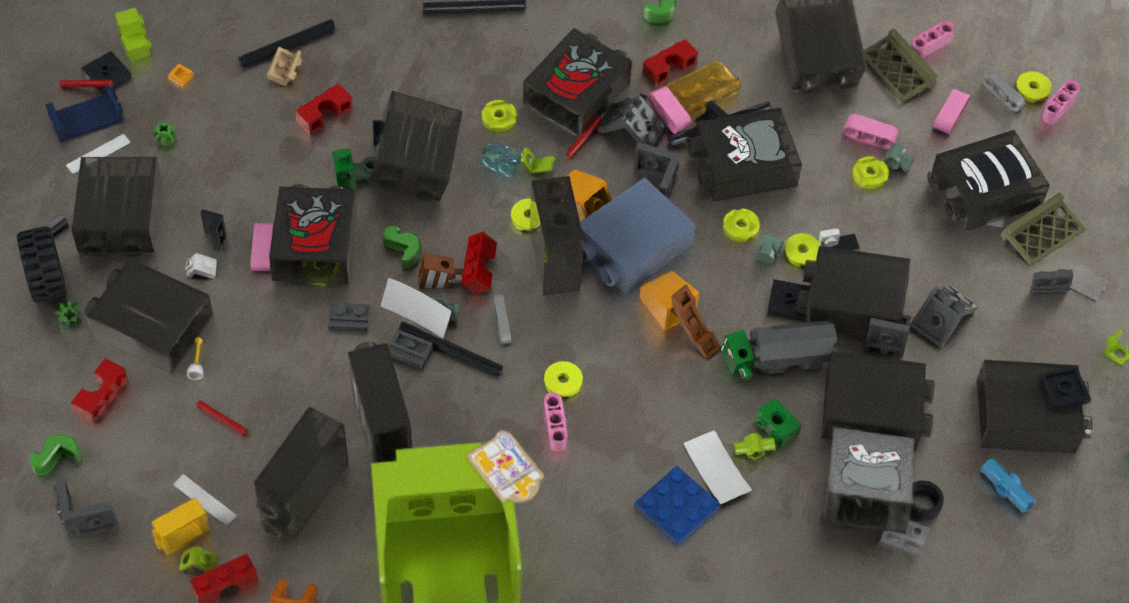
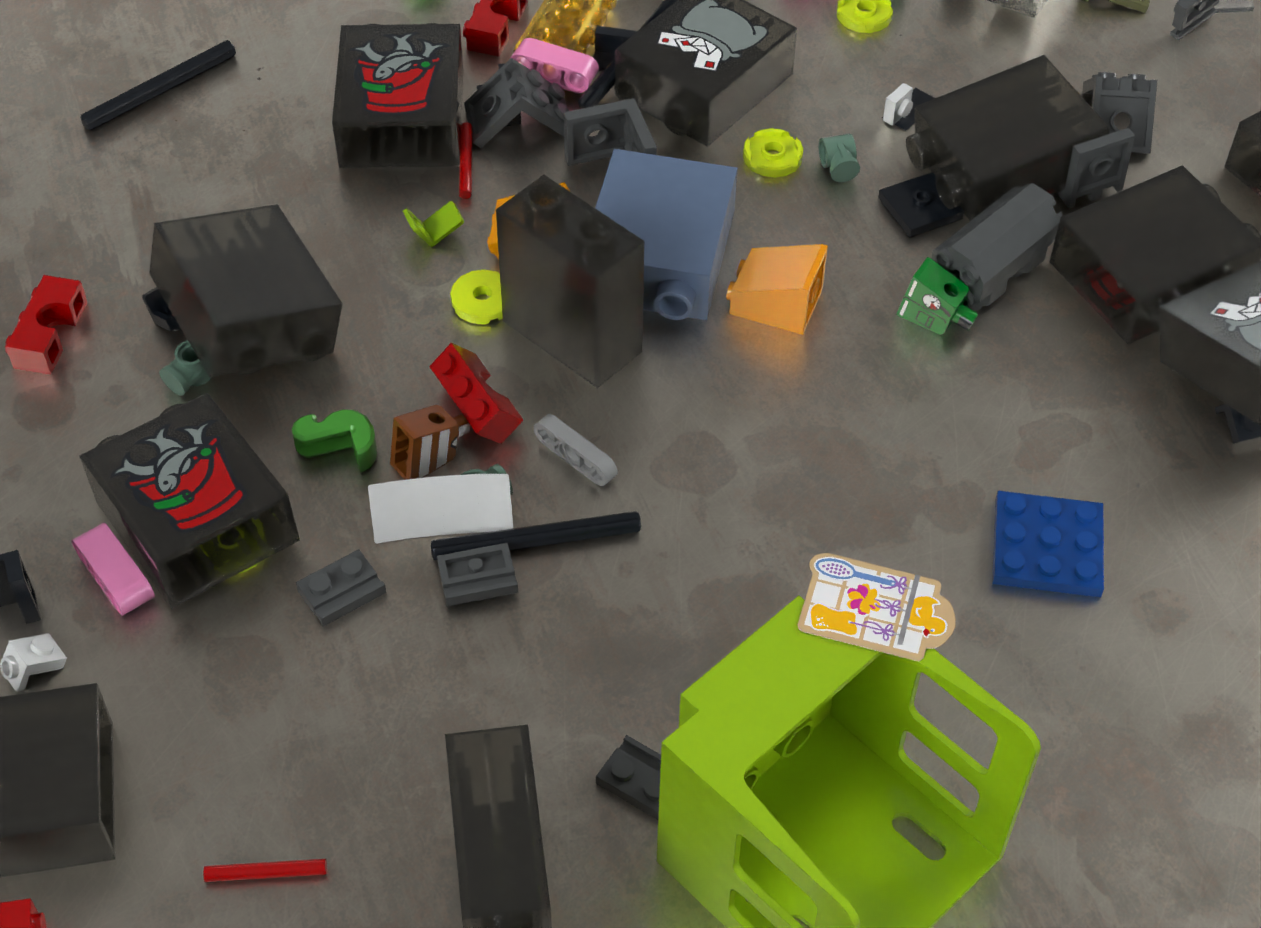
camera: 35 degrees left, 5 degrees down
(195, 370) = (155, 825): white hinge -> none
(343, 164) = (149, 375): green torso -> none
(379, 401) = (533, 665): clear smoke brick -> none
(499, 124) = (323, 211): neon yellow tile -> none
(500, 158) = (376, 248): clear light blue bracket -> none
(554, 430) = (768, 525): bright pink beam -> none
(567, 370) = (735, 462): neon yellow tile -> none
(692, 322) = (868, 311): dark orange slope -> none
(716, 467) = (1047, 462): white sticker -> none
(754, 446) = (1067, 402): lime axle -> none
(776, 412) = (1066, 353): green brick -> none
(798, 241) = (882, 127): neon yellow tile -> none

